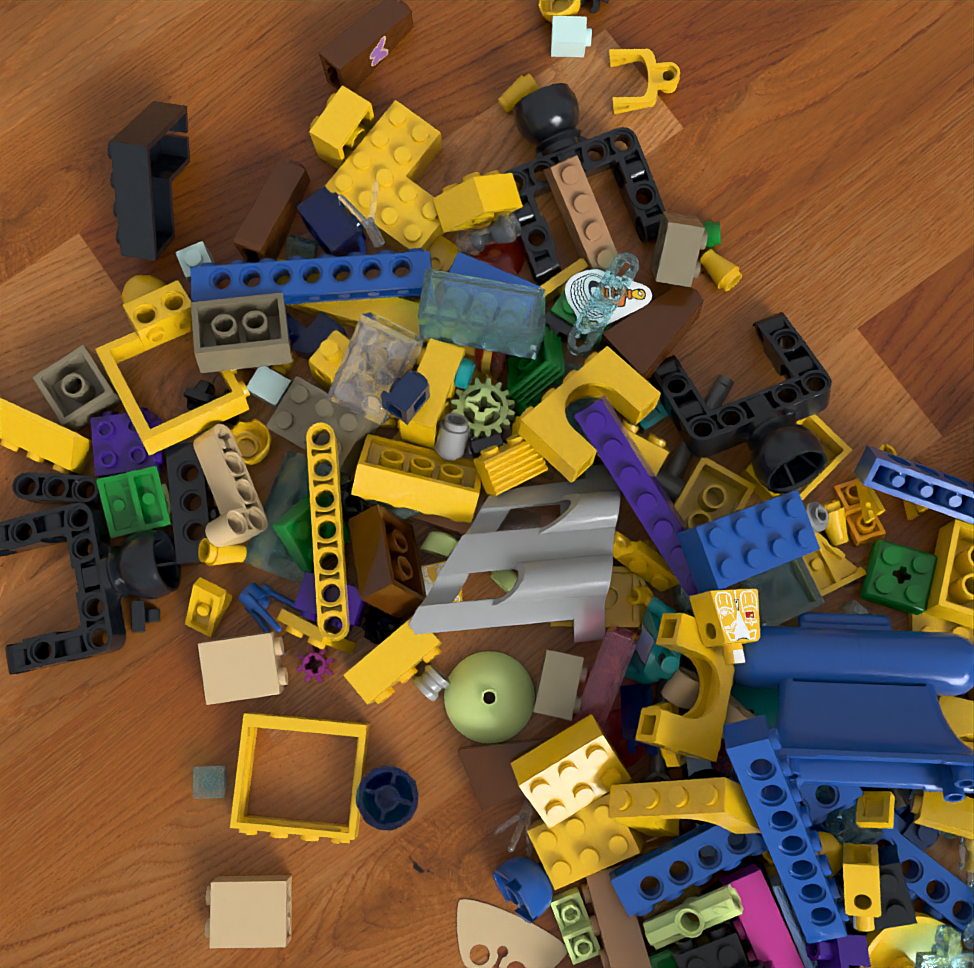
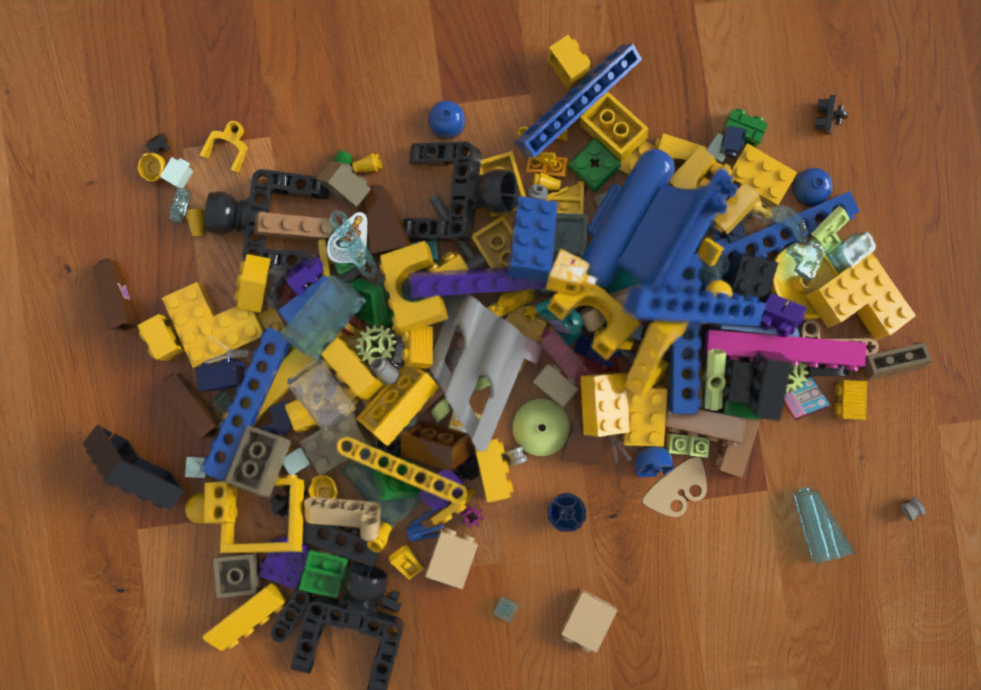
camera: 65 degrees left, 5 degrees up
(279, 826) = (552, 581): yellow window -> none
(406, 396) = (349, 385): dark blue brick -> none
(465, 373) = (351, 344): teal tile -> none
(528, 61) = (179, 205): none -> clear light blue beam
(529, 259) = (303, 273): none -> dark purple hips
(841, 341) = (446, 120): none -> blue cylinder
(861, 884) = (743, 281): yellow torso -> none

